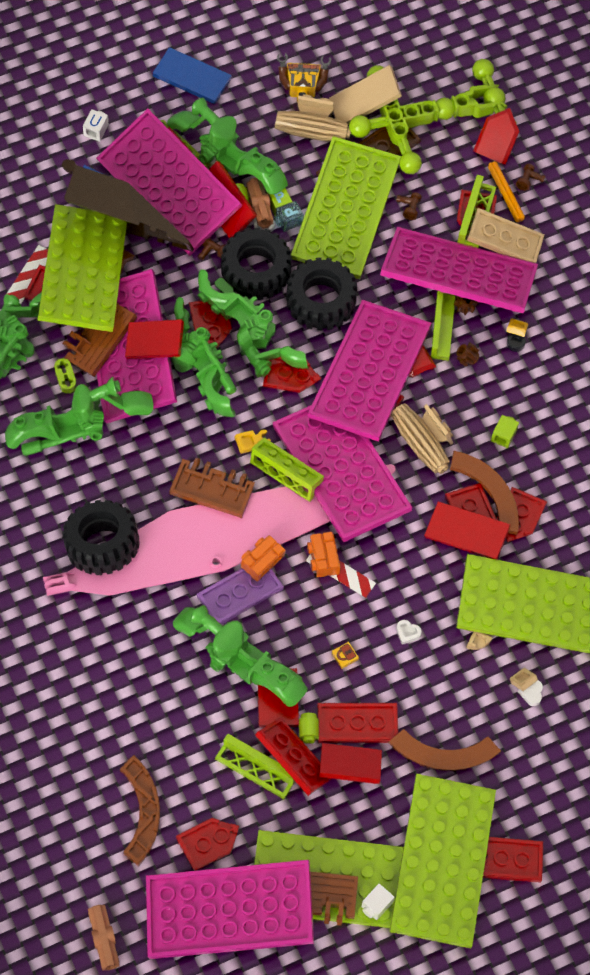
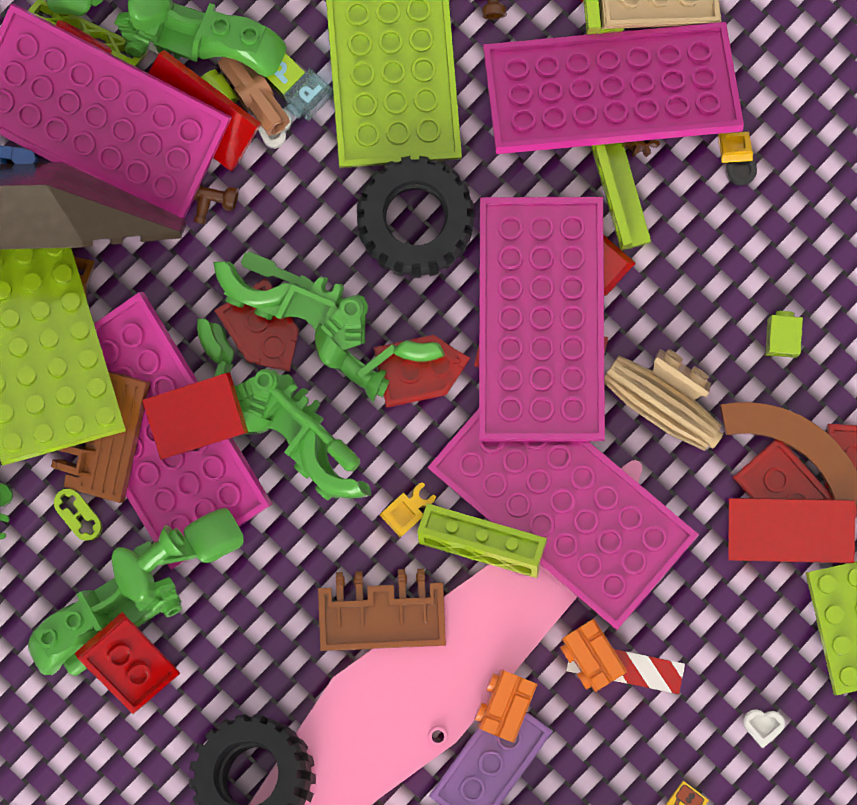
camera: 20 degrees left, 20 degrees up
(58, 454) = (127, 663): none -> red tile
(256, 243) = (283, 165): black tyre -> none
(467, 354) = (678, 227): reddish brown gear -> none

